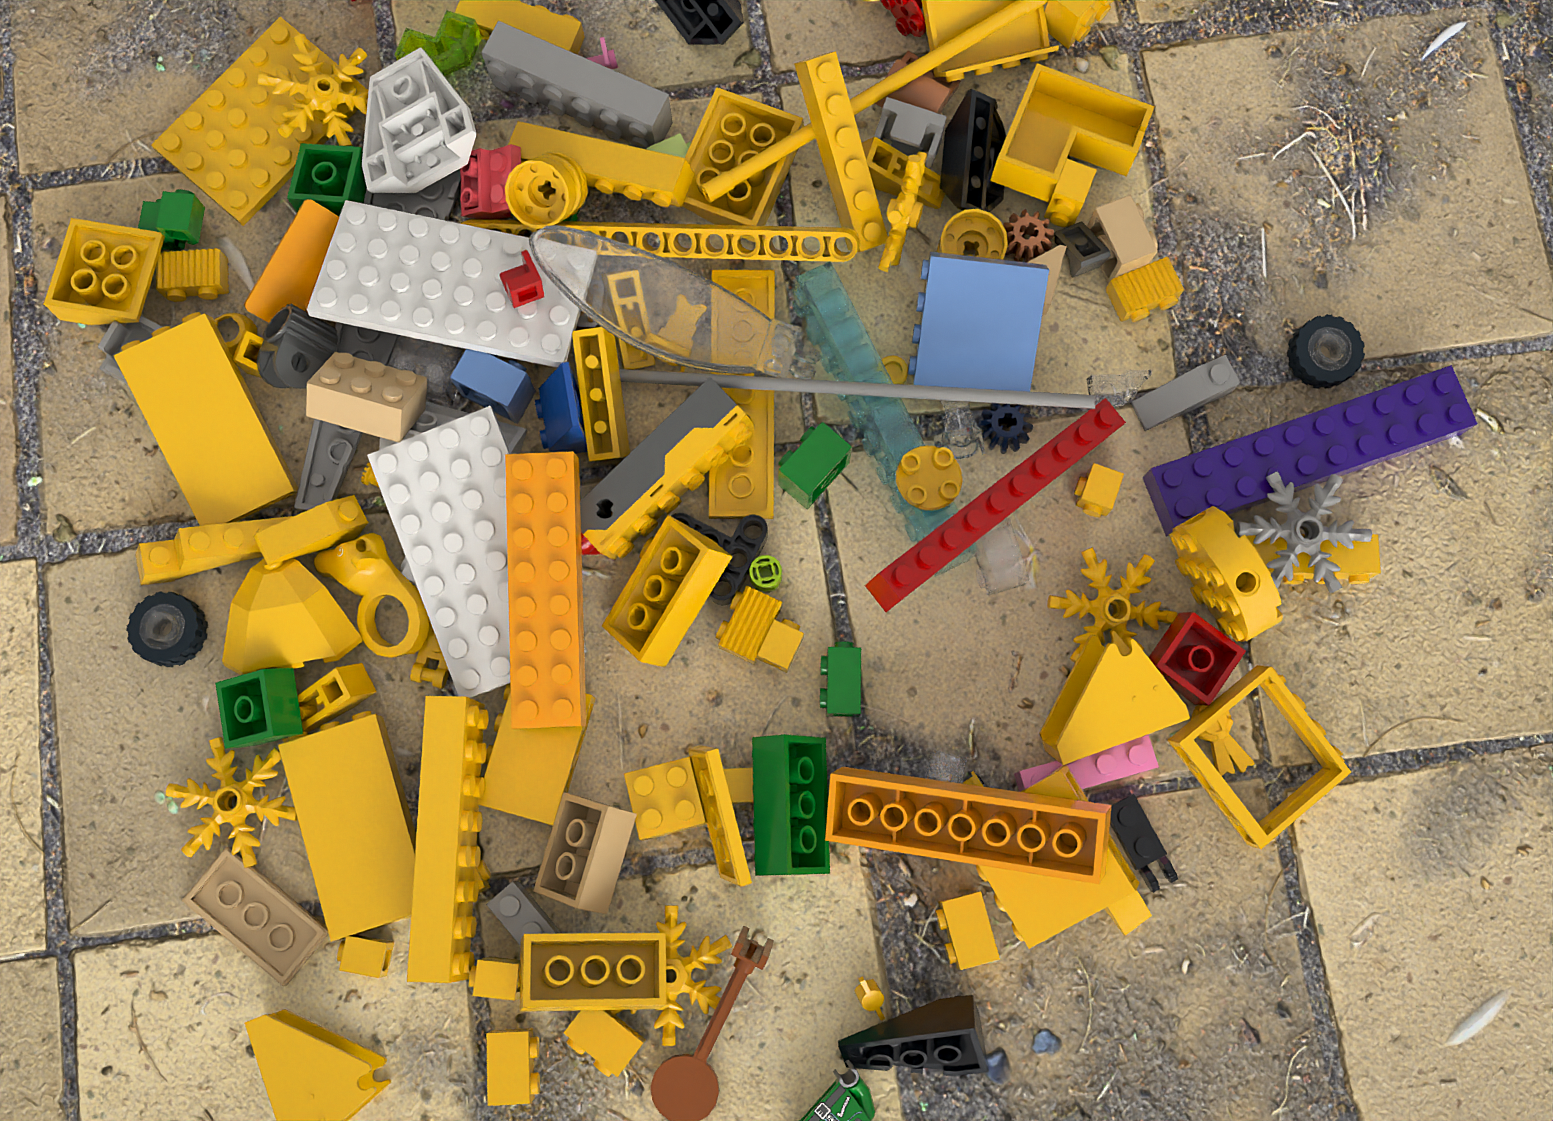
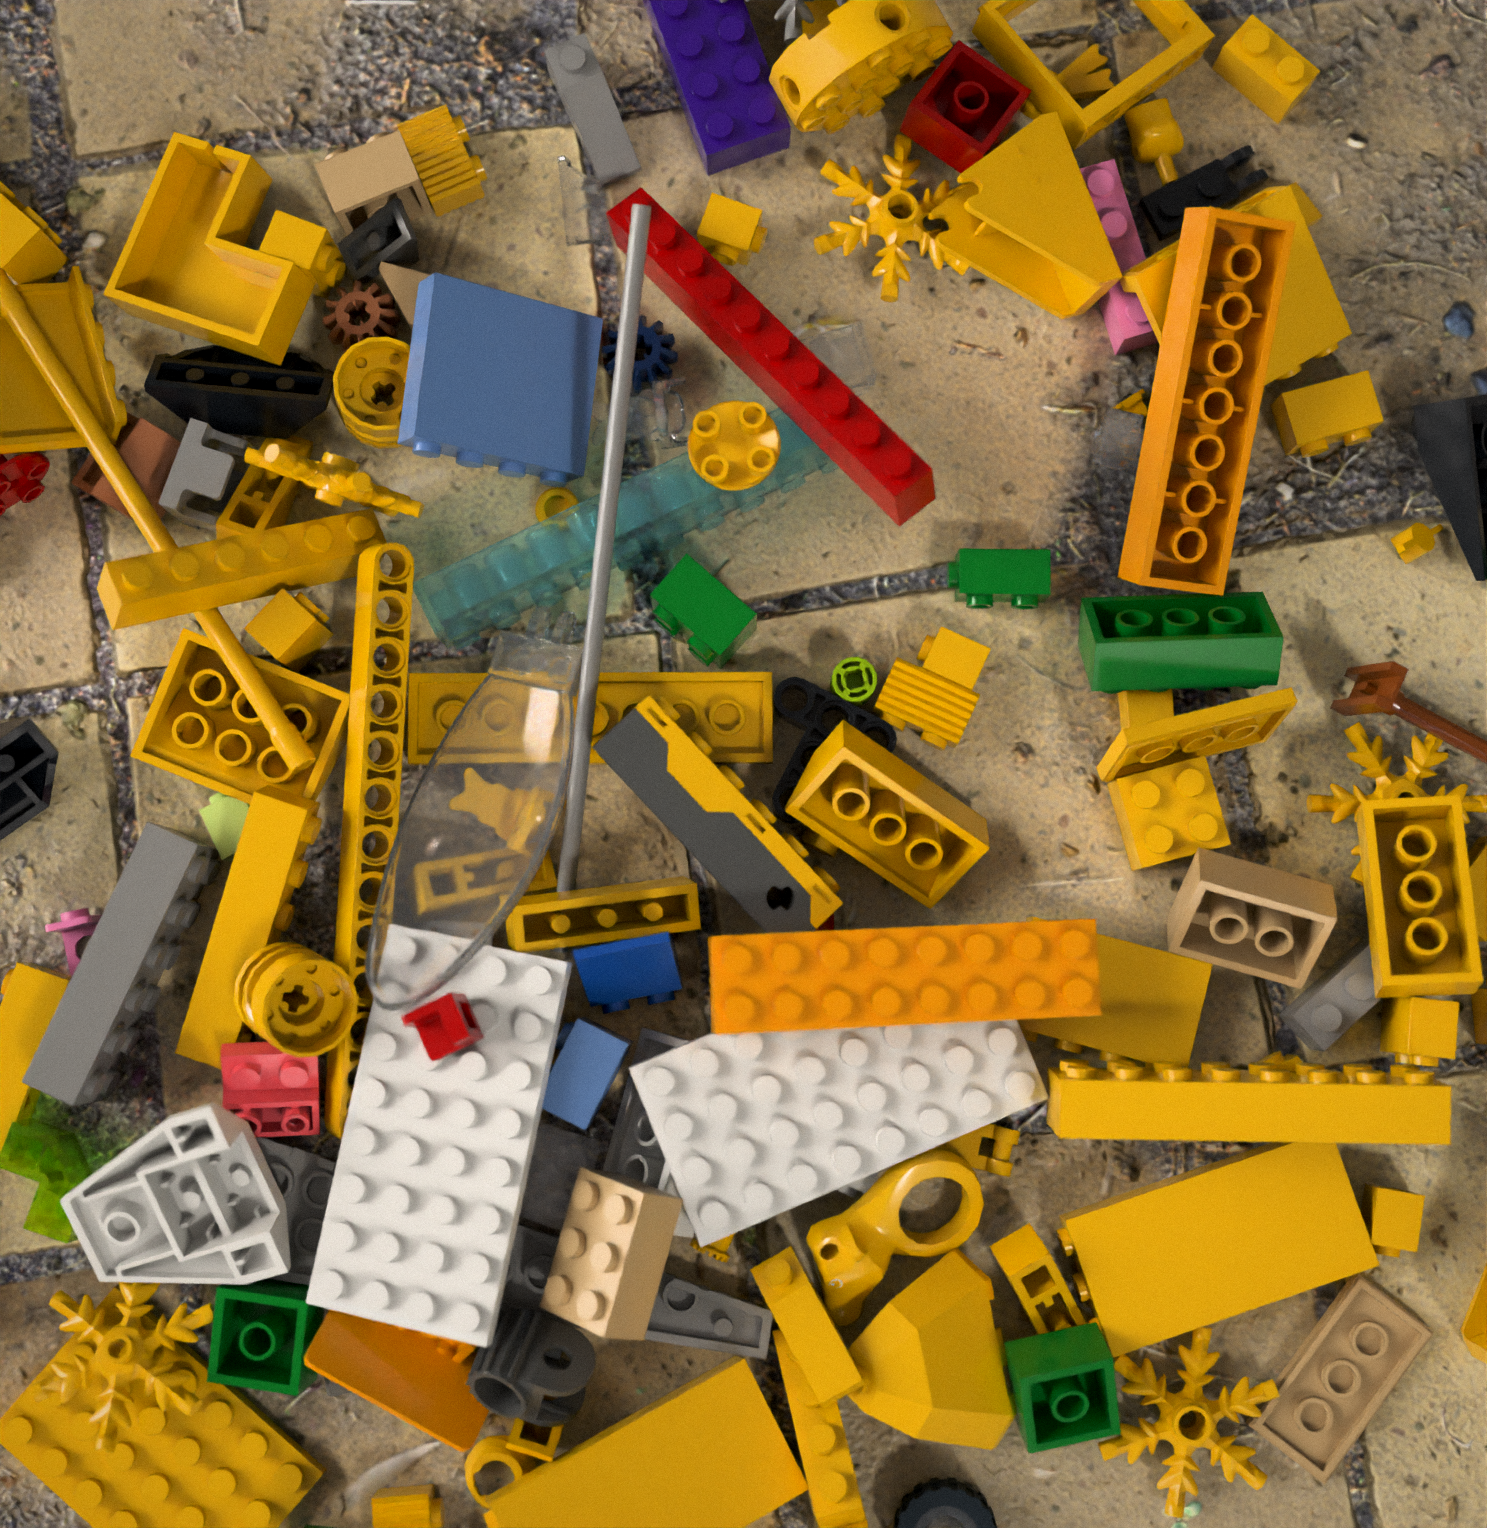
camera: 90 degrees left, 5 degrees up
(803, 189) = (290, 629): none -> yellow brick
(1182, 806) = (1155, 137): none -> yellow piece
(1238, 891) = (1265, 69): none -> yellow brick

